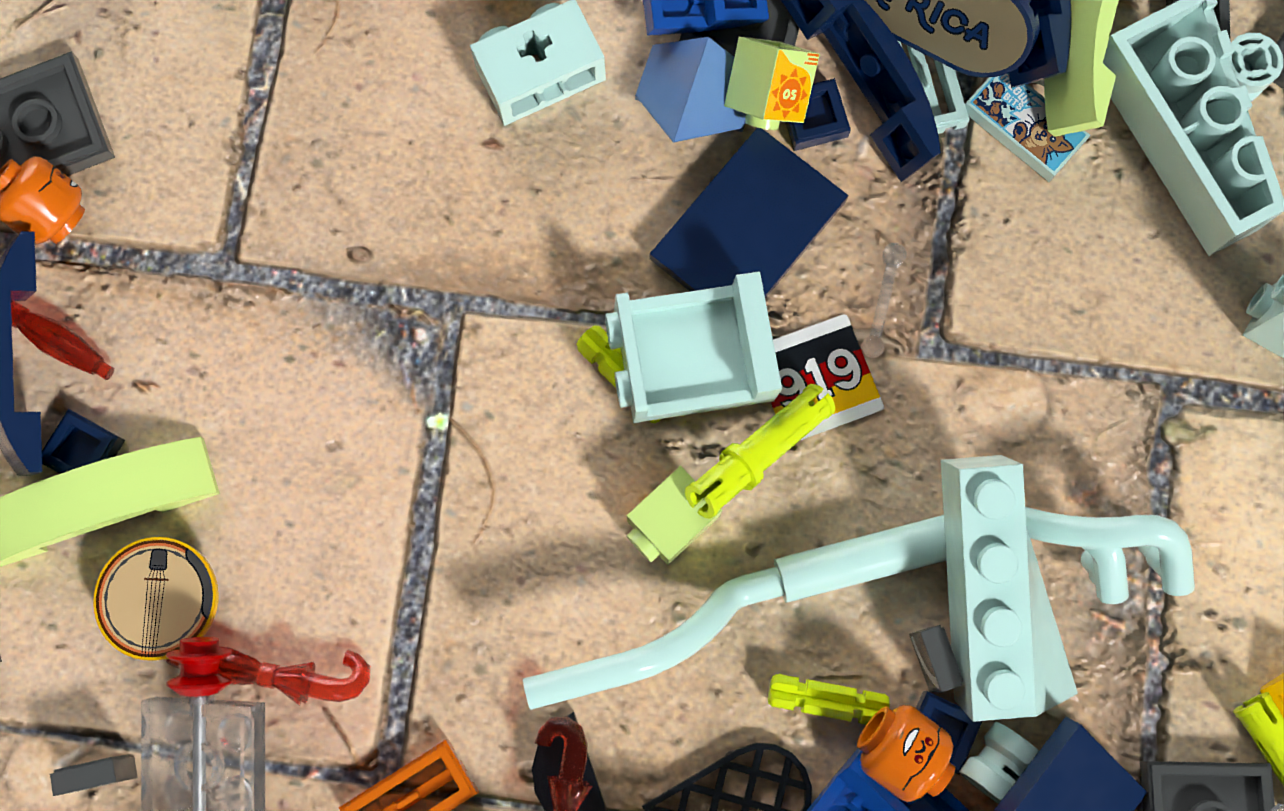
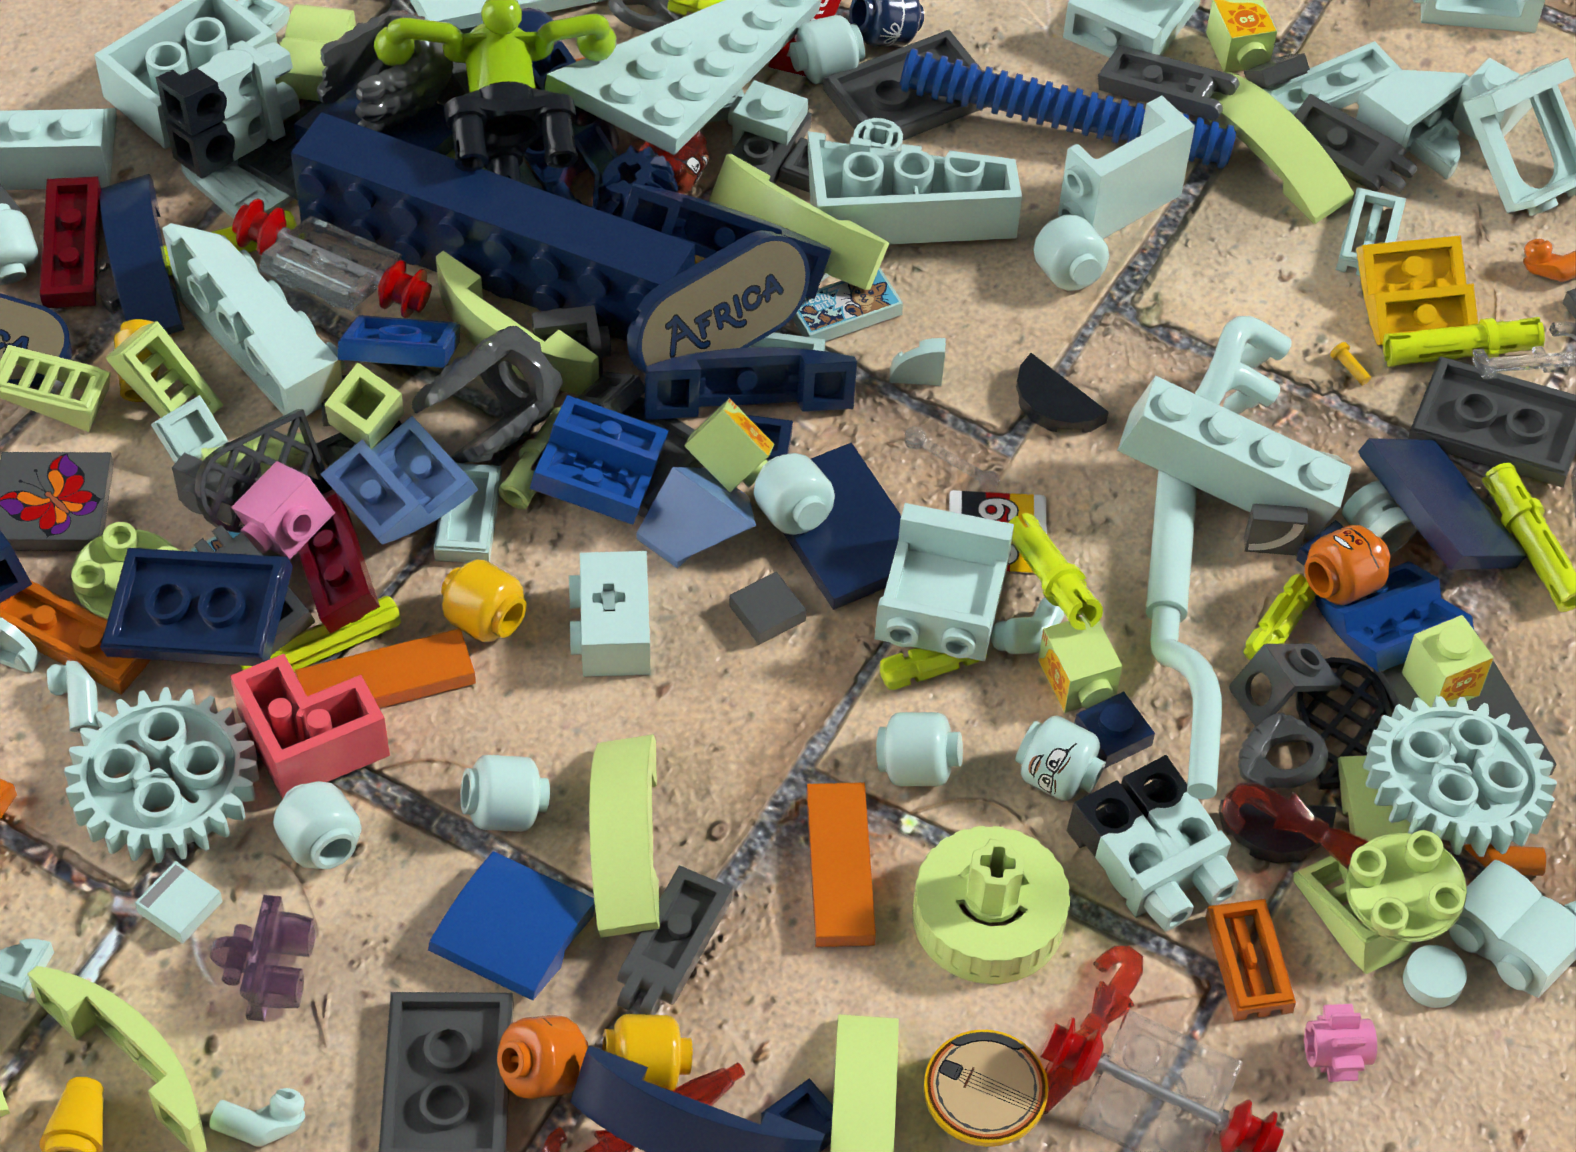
camera: 70 degrees left, 25 degrees down
(78, 285) = (652, 1043): none -> yellow head
(175, 120) = (512, 925): none -> blue slope
(210, 262) = (667, 956): none -> dark grey hinge
(297, 162) = (623, 836): none -> yellowish green slope
(299, 52) = (504, 793): none -> light aqua head
(328, 501) = (994, 877): none -> yellowish green piece
(358, 377) = (840, 865): none -> orange tile
(472, 677) = (1155, 843): none -> light aqua hips
(503, 398) = (918, 749): none -> light aqua head
(545, 537) = (1060, 758): none -> light aqua head
(618, 197) = (767, 608): none -> dark grey tile
(620, 577) = (1118, 727): none -> dark blue plate
(686, 742) = (1273, 731): none -> dark grey piece
(689, 447) = (1025, 633): none -> light aqua arm
(738, 163) = (794, 493): none -> light aqua head
(750, 732) = (1289, 670): none -> dark grey bracket
(984, 227) = (920, 365): none -> light aqua tile
(1006, 371) = (1055, 401): none -> black tile
(1208, 317) = (1071, 252): none -> light aqua head
(1215, 666) = (1341, 353): none -> yellow piece

